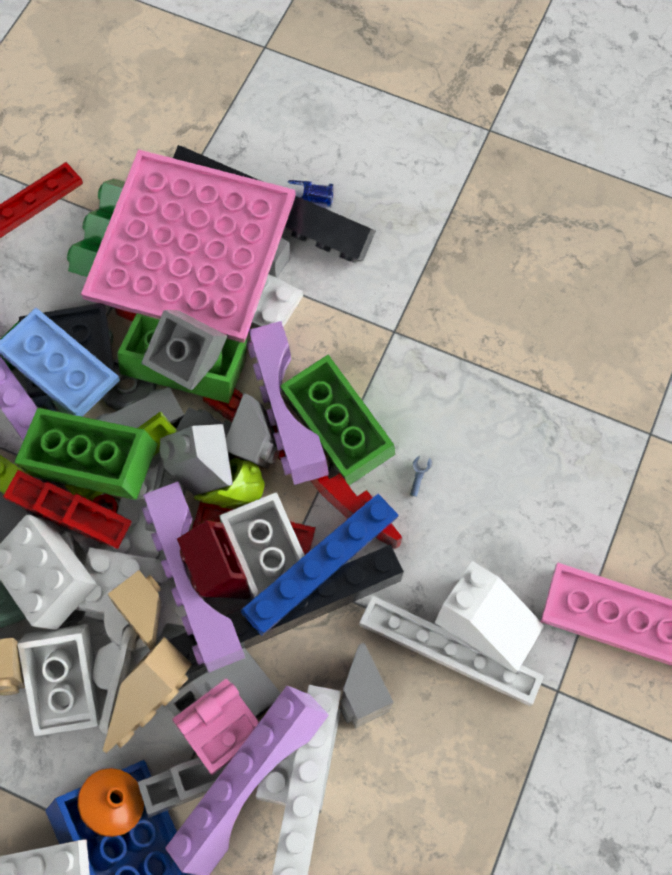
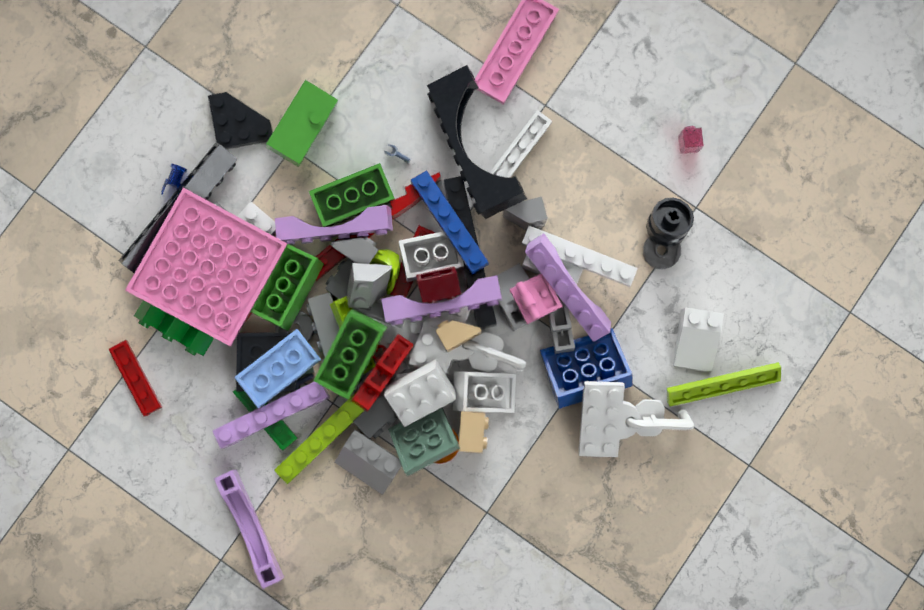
camera: 80 degrees left, 15 degrees up
(100, 812) = (563, 375): orange dish -> none
(144, 690) = (506, 332): tan slope -> none
(183, 348) = (289, 281): light grey slope -> none
(381, 610) = (489, 190): none -> black arch
(412, 256) = (237, 123): none -> black plate
(429, 331) = (301, 123): none -> bright green brick
(490, 617) = (497, 132): white slope -> none

